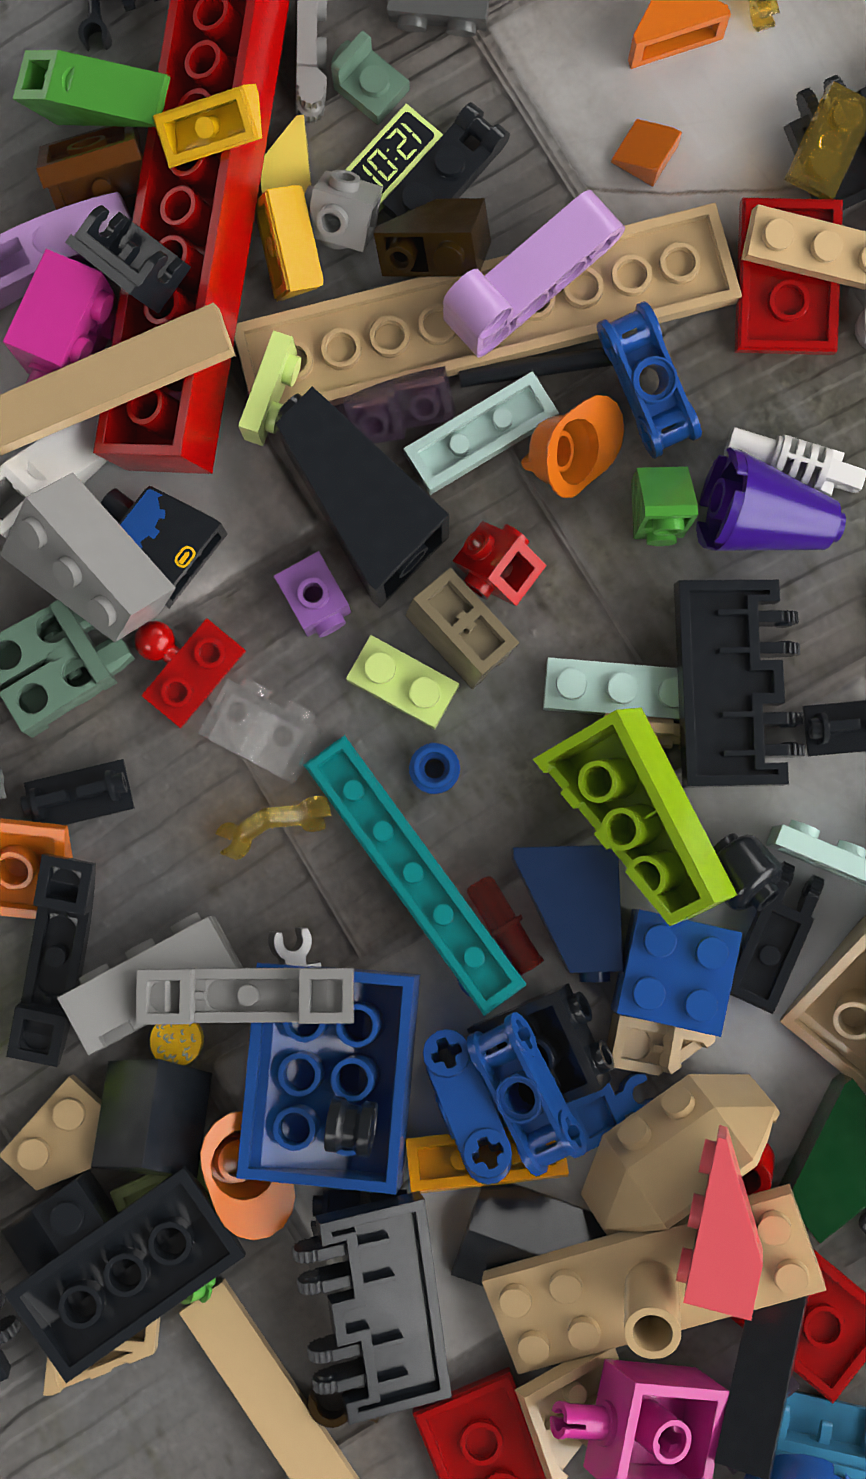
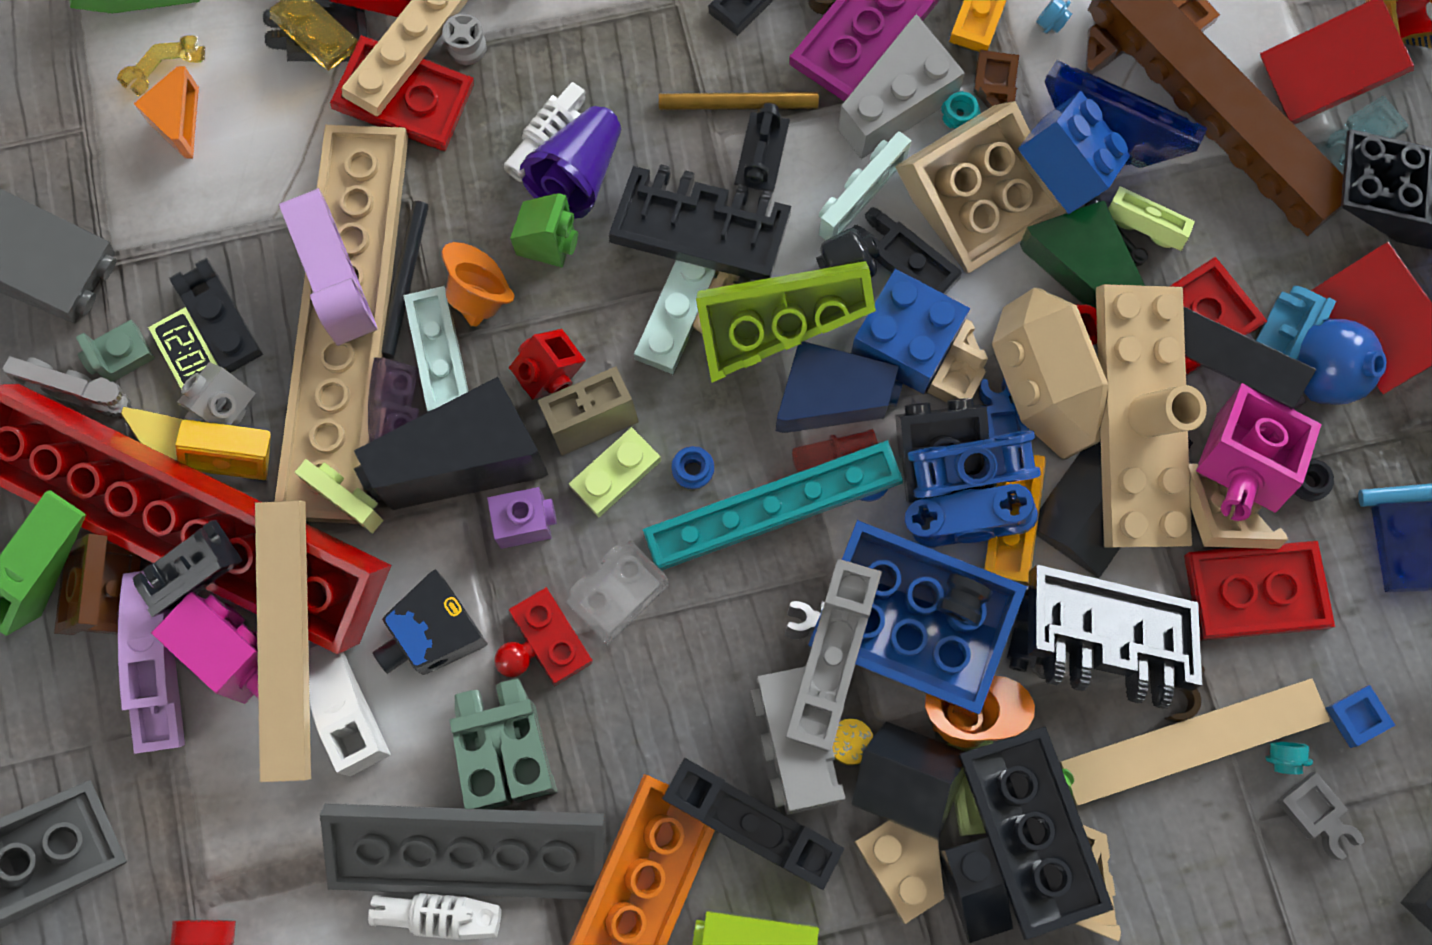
camera: 75 degrees left, 10 degrees down
(79, 794) = (619, 762): black hinge -> none
(86, 559) = (425, 686): light grey wedge -> none
(210, 125) = (105, 467): yellow slope -> none
(308, 814) = (697, 579): clear yellow arm -> none
(435, 239) = (269, 335): dark brown slope -> none
(629, 358) = (422, 219): blue piece -> none
(647, 150) = (262, 163): orange slope -> none
(727, 1251) = (1132, 338): coral slope -> none

